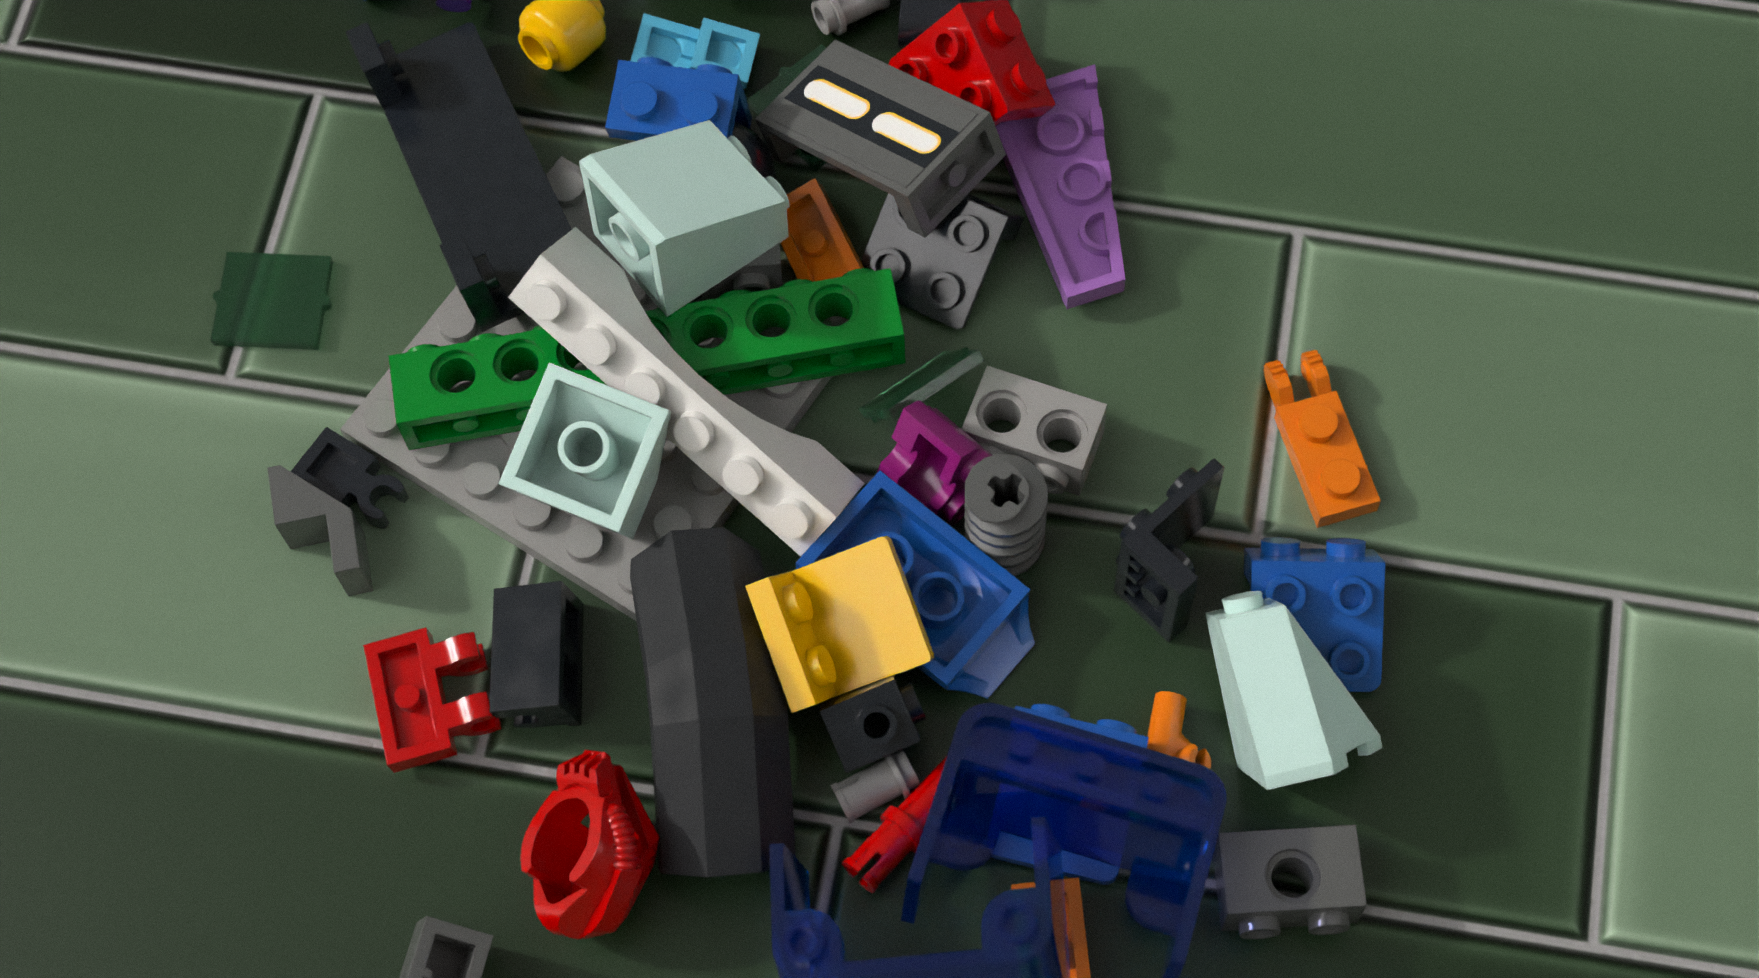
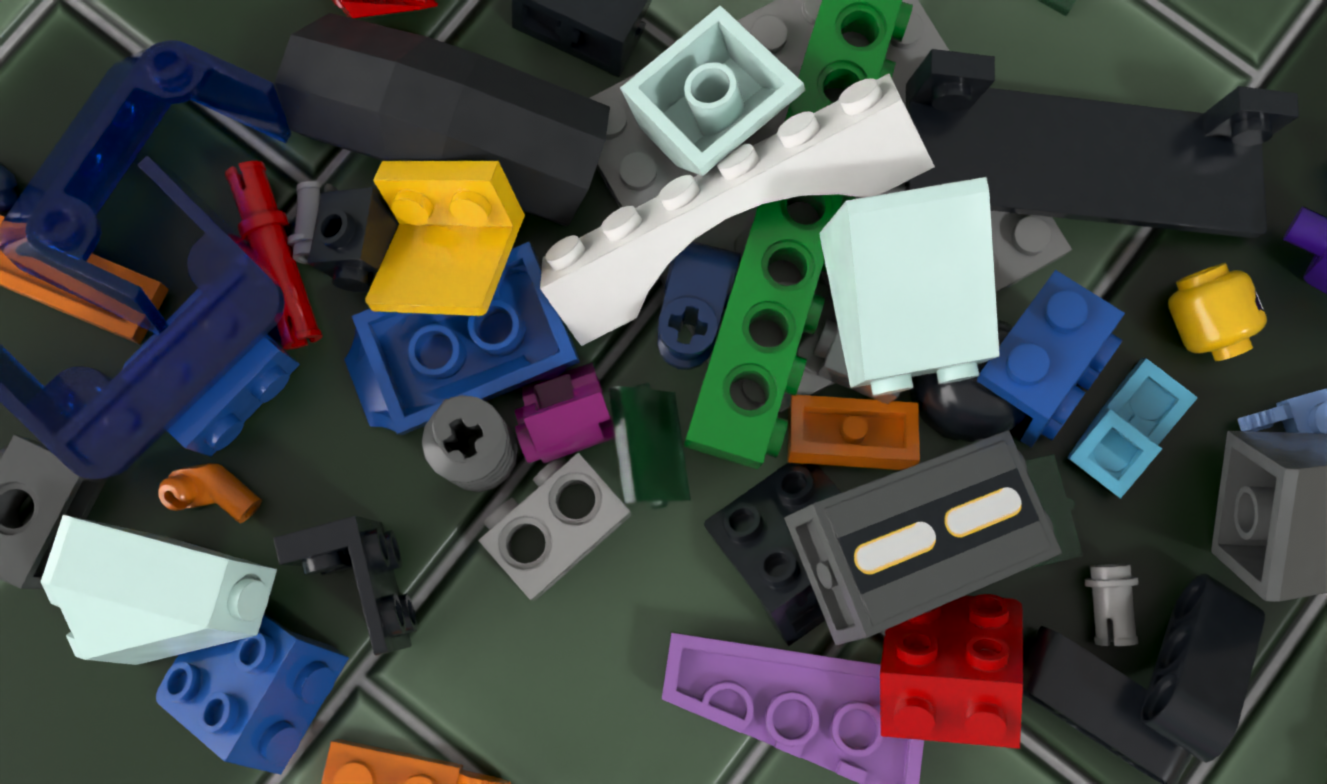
camera: 110 degrees right, 15 degrees up
(777, 395) = (695, 295): none -> dark blue piece

